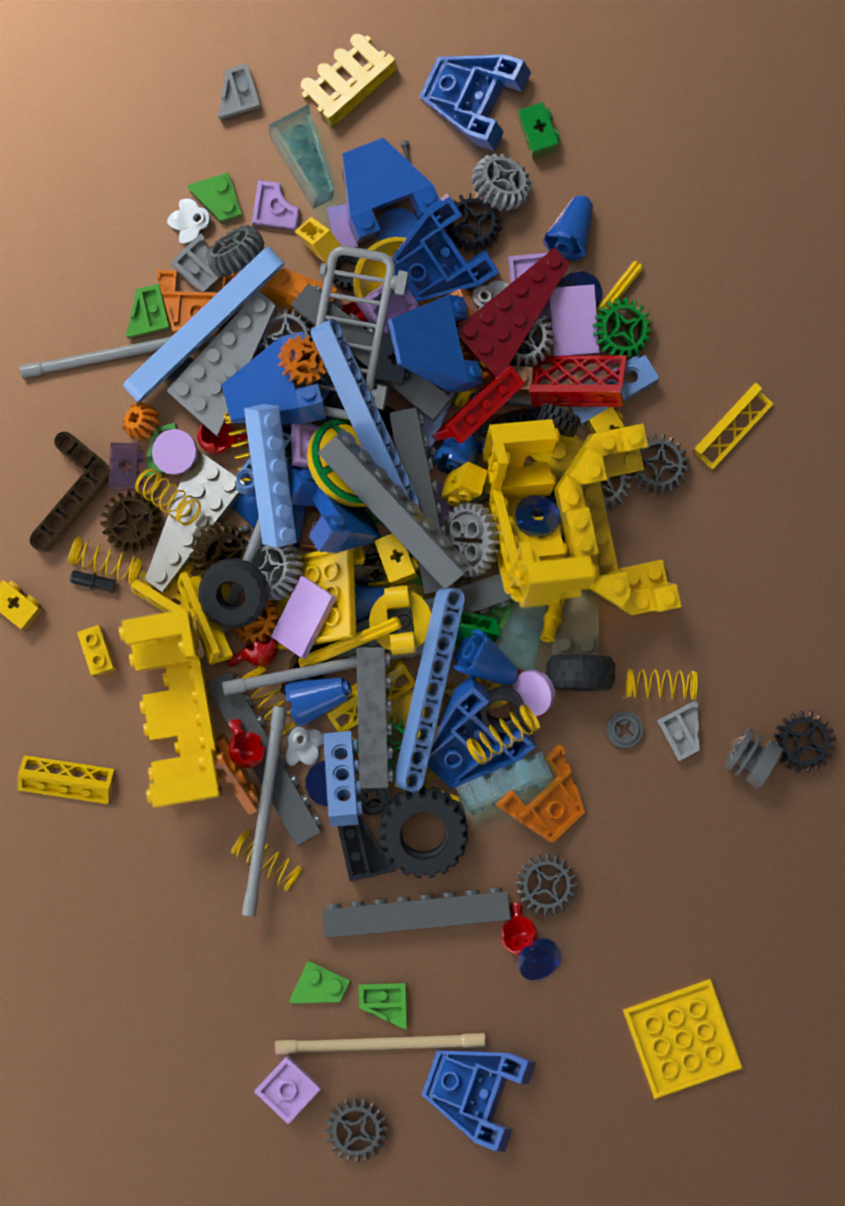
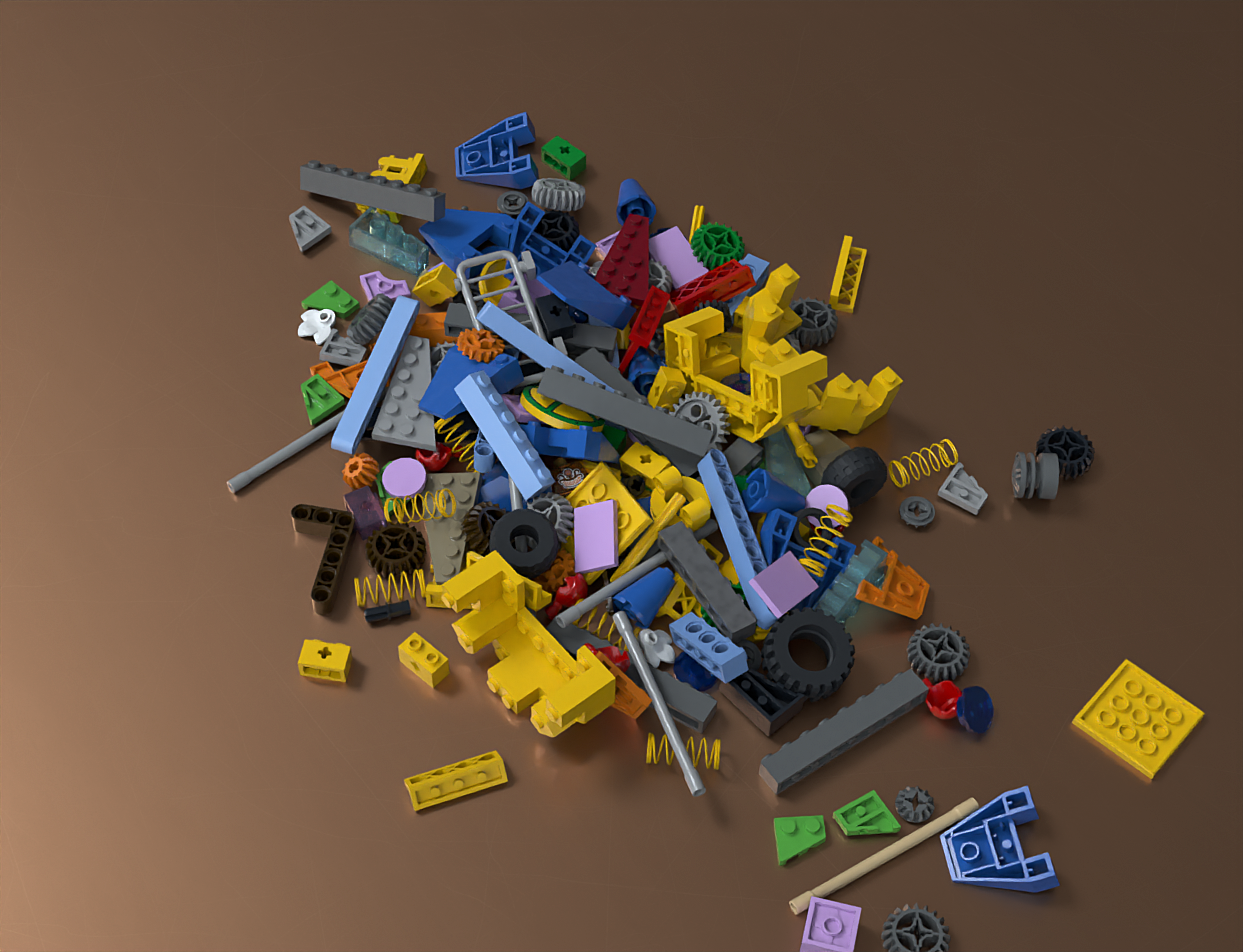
camera: 35 degrees left, 30 degrees down
(314, 91) = (373, 190): none -> dark grey brick
(434, 1000) = (904, 805): none -> dark grey gear
(436, 761) = (783, 584): none -> lavender tile
(459, 153) = (512, 198): none -> dark grey gear

